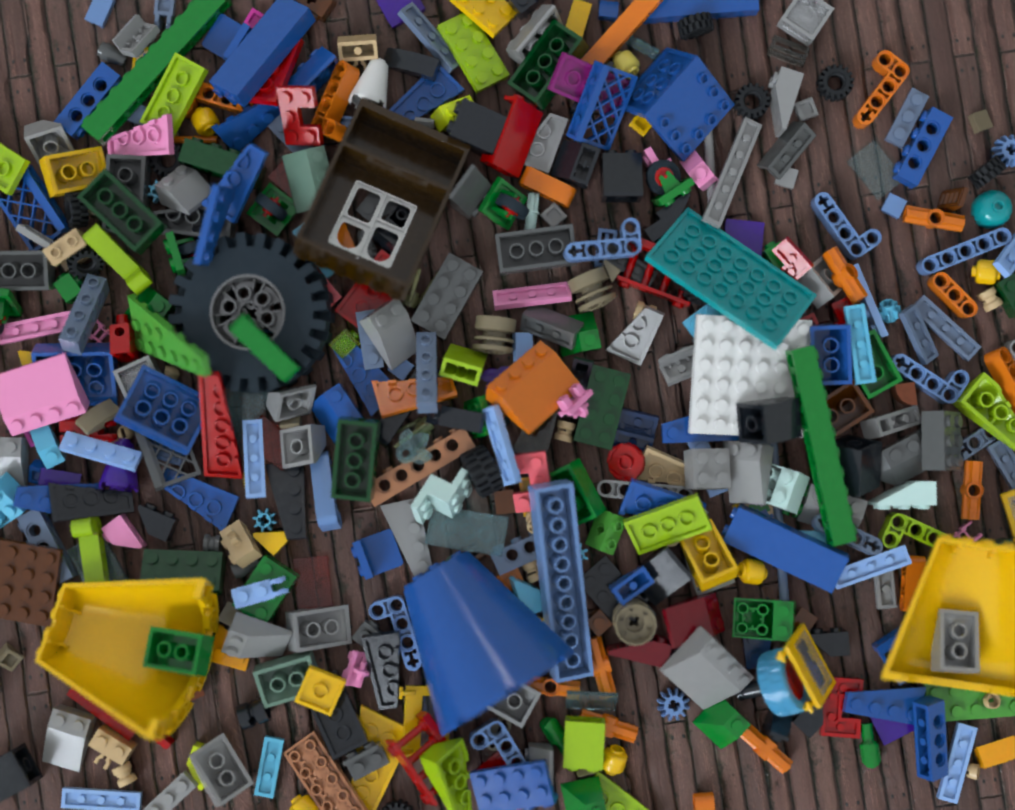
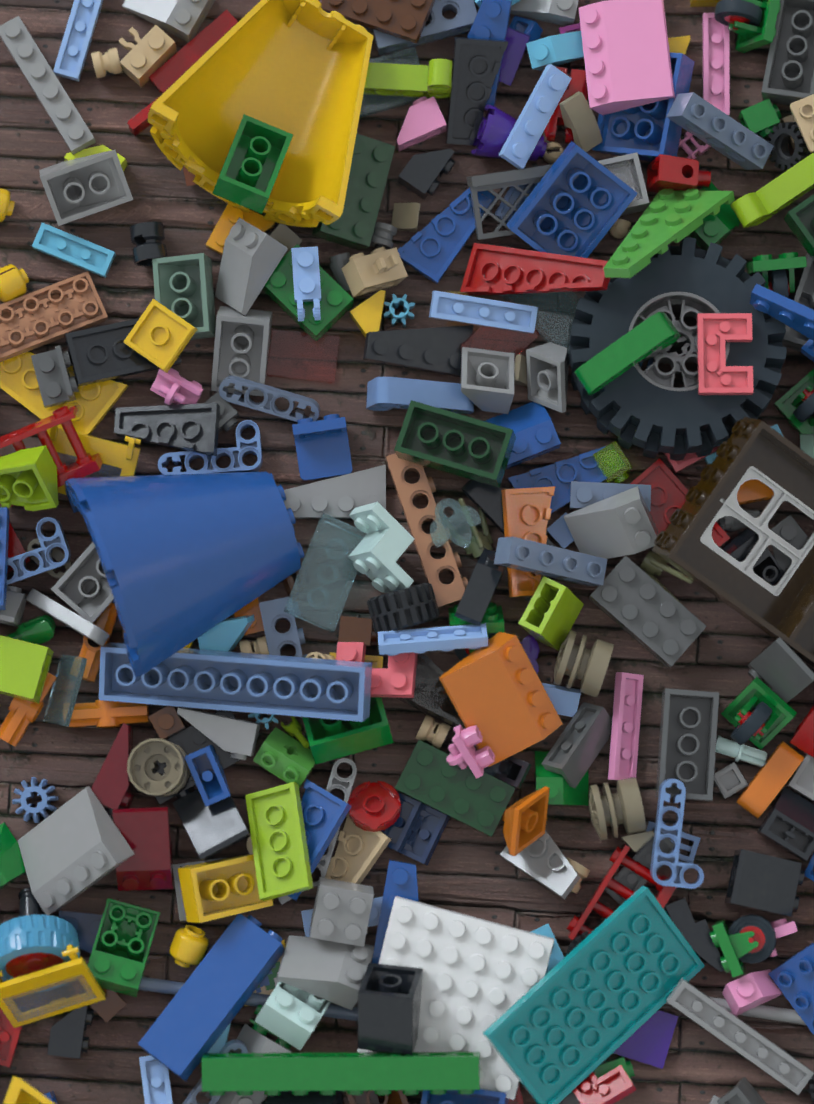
camera: 105 degrees right, 5 degrees down
(194, 529) = (406, 216): none -> dark tan slope
(238, 288) = (713, 374): none -> coral plate
(353, 599) = (270, 395): none -> sand blue beam
(539, 711) = (67, 617): none -> light grey beam
(583, 530) = (294, 729): none -> lime hand
(597, 577) = (227, 732): none -> light grey slope
(615, 352) = (525, 820): none -> orange slope
(677, 366) = (490, 902): light grey bracket -> none

